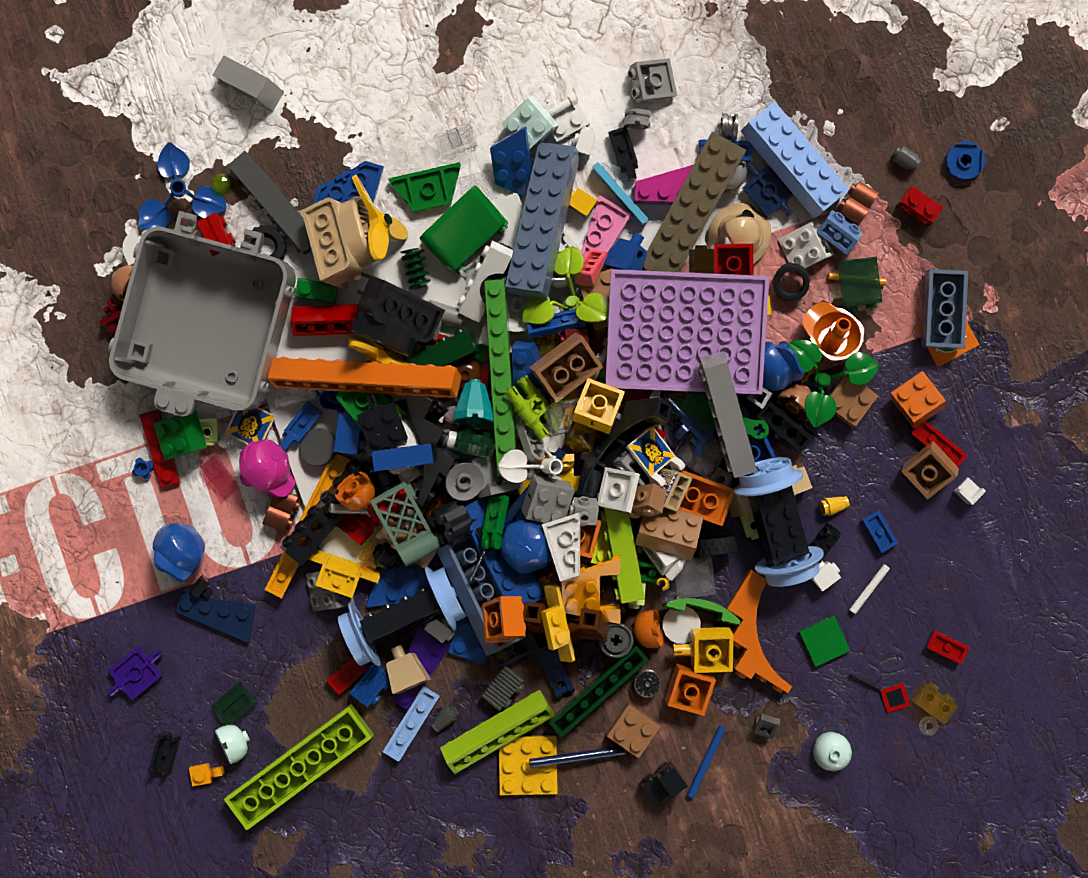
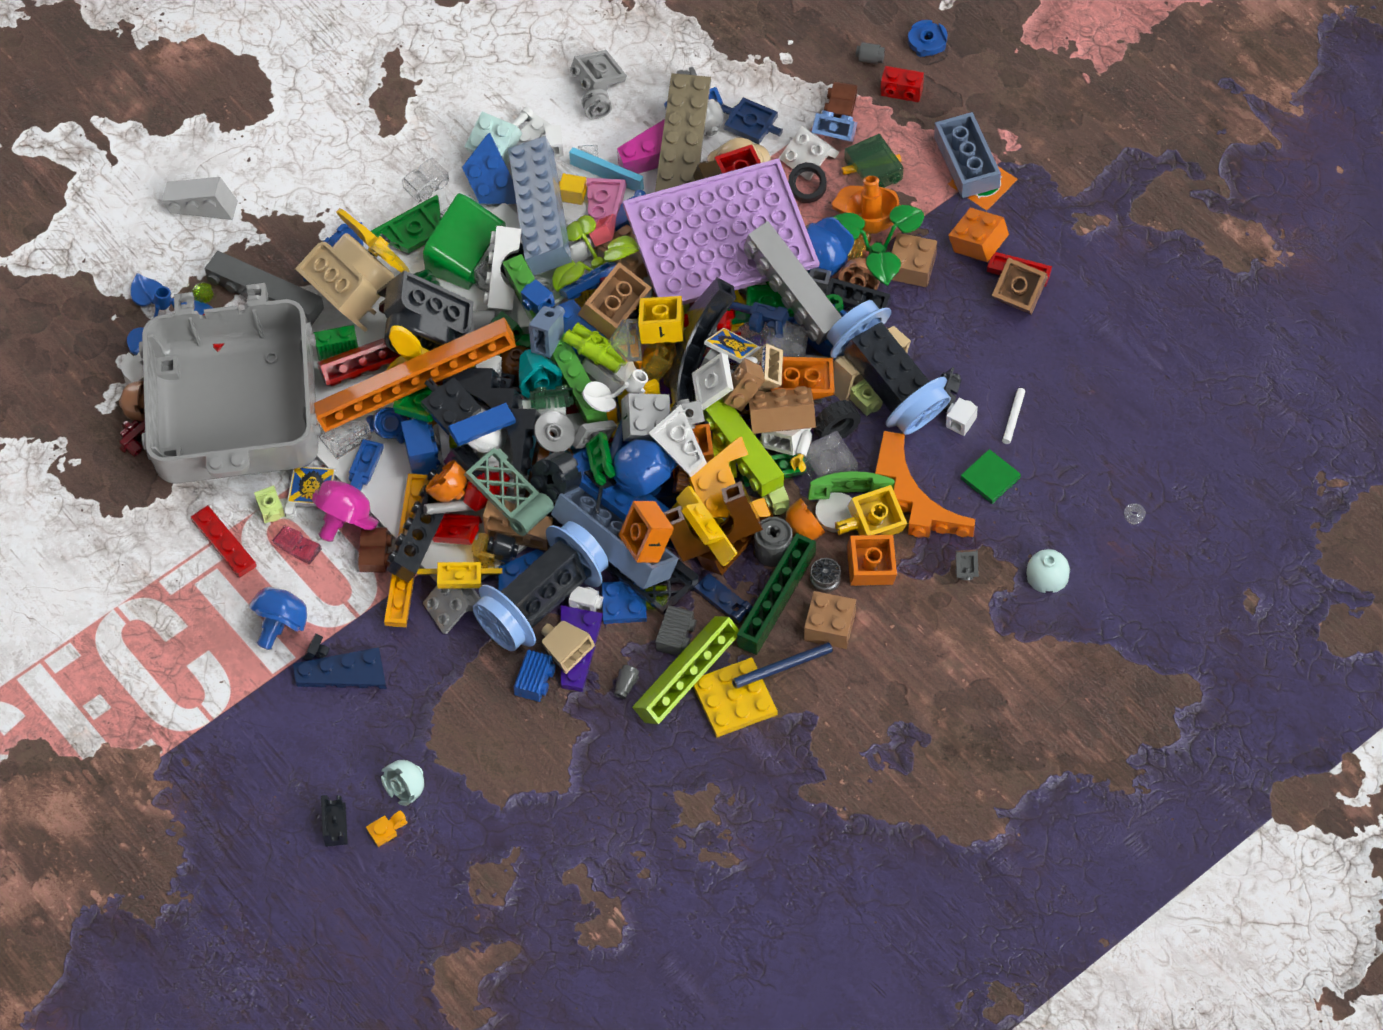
camera: 15 degrees left, 30 degrees down
(135, 672) = (273, 755): dark purple plate -> none
(137, 471) = (211, 559): blue plate -> none
(180, 435) = (242, 512): green brick -> none
(233, 704) = (392, 746): clear green plate -> none
(298, 767) = (486, 777): lime brick -> none
(318, 447) = (391, 475): dark grey tile -> none
(347, 675) = (505, 674): red hinge -> none
(411, 723) = (591, 699): light blue plate -> none
(488, 387) = (546, 330): none -> sand blue torso
(497, 341) = (536, 296): none -> blue brick
(624, 151) = (596, 135): black hinge -> none
(663, 783) = (887, 654): black brick -> none
(706, 761) = (921, 629): blue bar -> none
(794, 160) = (764, 85): light blue brick -> none
(833, 505) = (939, 355): yellow cone -> none
(879, 531) = (998, 360): blue plate -> none
(894, 697) = (1086, 502): piece -> none
(933, 702) = (1128, 488): clear yellow brick -> none
(947, 647) = (1117, 436): red plate -> none
(969, 491) = (1069, 299): white panel -> none

